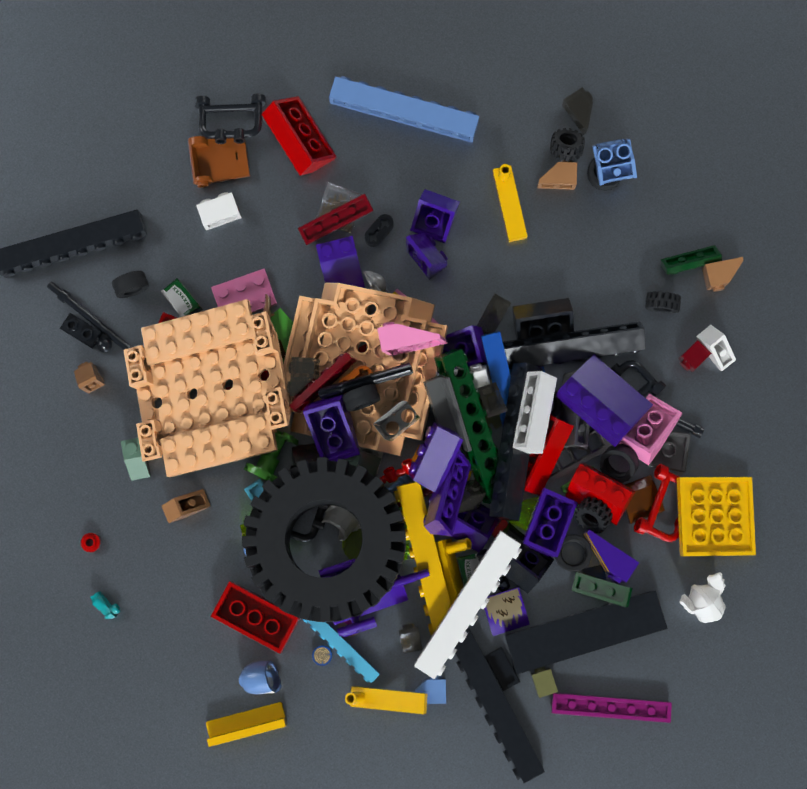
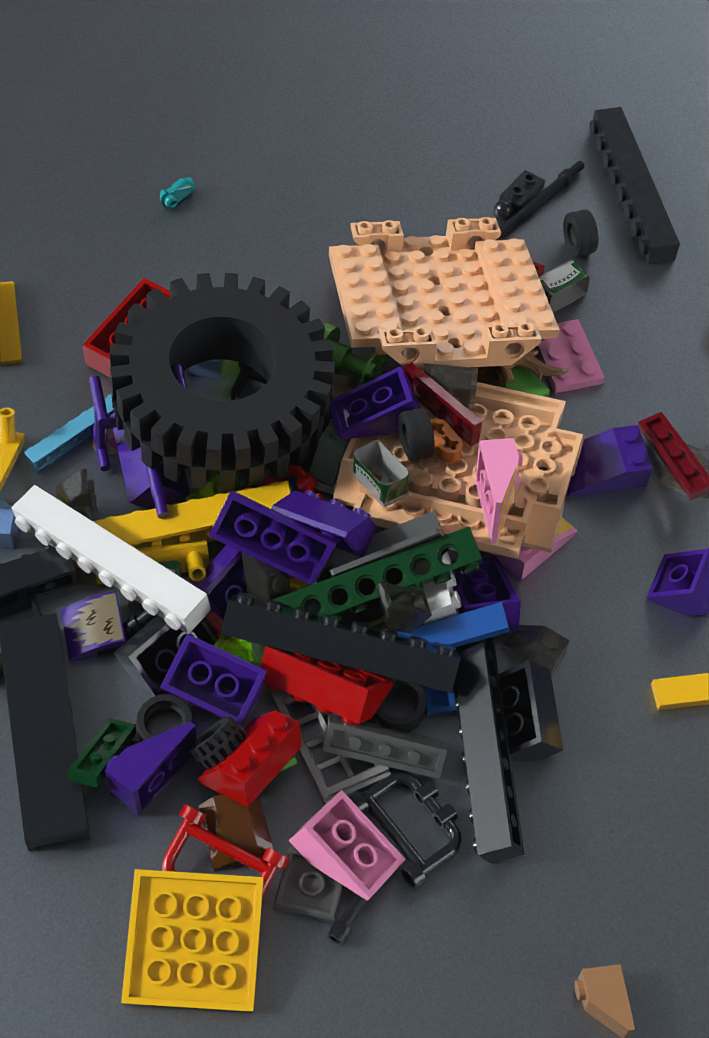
camera: 85 degrees right, 25 degrees down
(88, 377) = (460, 188): medium nougat slope -> none
(96, 542) = (256, 185): red plate -> none
(133, 460) = (341, 231): sand green slope -> none
(185, 505) = (291, 273): medium nougat slope -> none
(218, 210) = (682, 332): white brick -> none
(254, 678) = (57, 327): medium blue piece -> none
(322, 655) = (72, 405): tile -> none
(374, 378) = (442, 447): black axle -> none
(376, 282) = (584, 498): light grey piece -> none
(382, 232) = (662, 514): black beam -> none
(425, 254) = (628, 554): dark purple slope -> none
(534, 412) = (382, 662): white brick -> none
(603, 400) = (396, 772): dark purple slope -> none
(622, 450) = (301, 807): black tyre -> none
(663, 302) = (555, 890): black tyre -> none
(691, 260) = (628, 949): dark green plate -> none
(694, 356) = (463, 937): dark red brick -> none
(706, 600) = (57, 907): white helmet -> none
(718, 345) = (477, 975): white slope -> none

